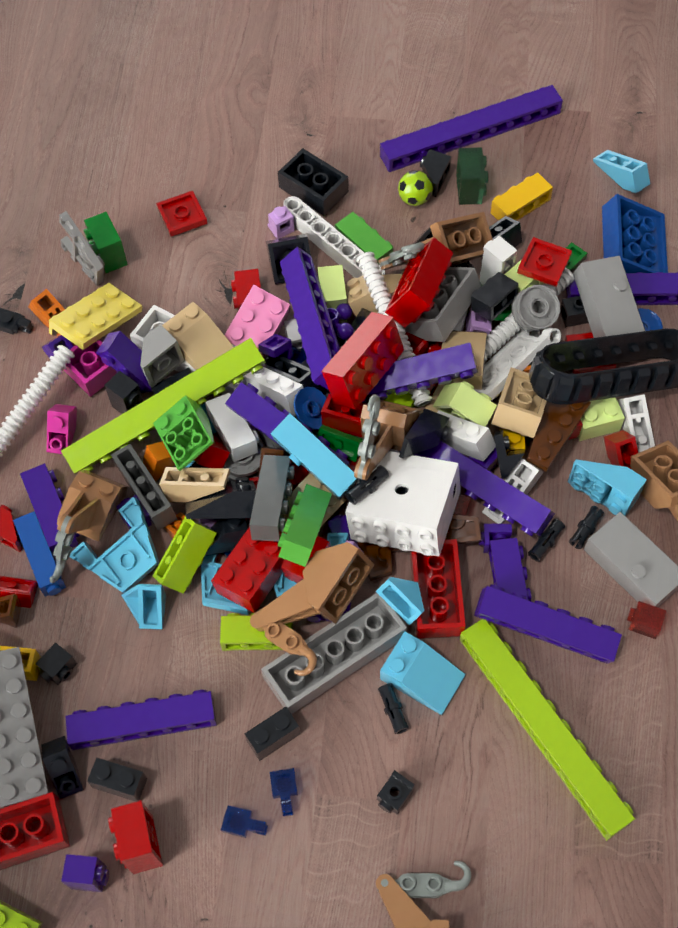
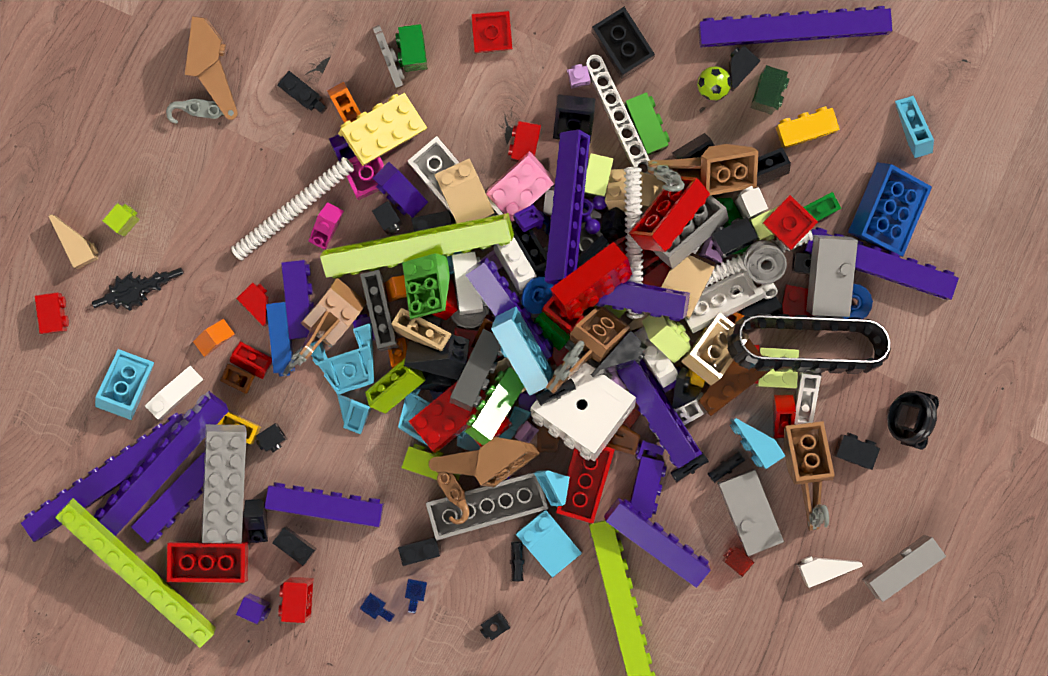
camera: 15 degrees right, 25 degrees up
(159, 355) = (425, 200): light grey slope -> none

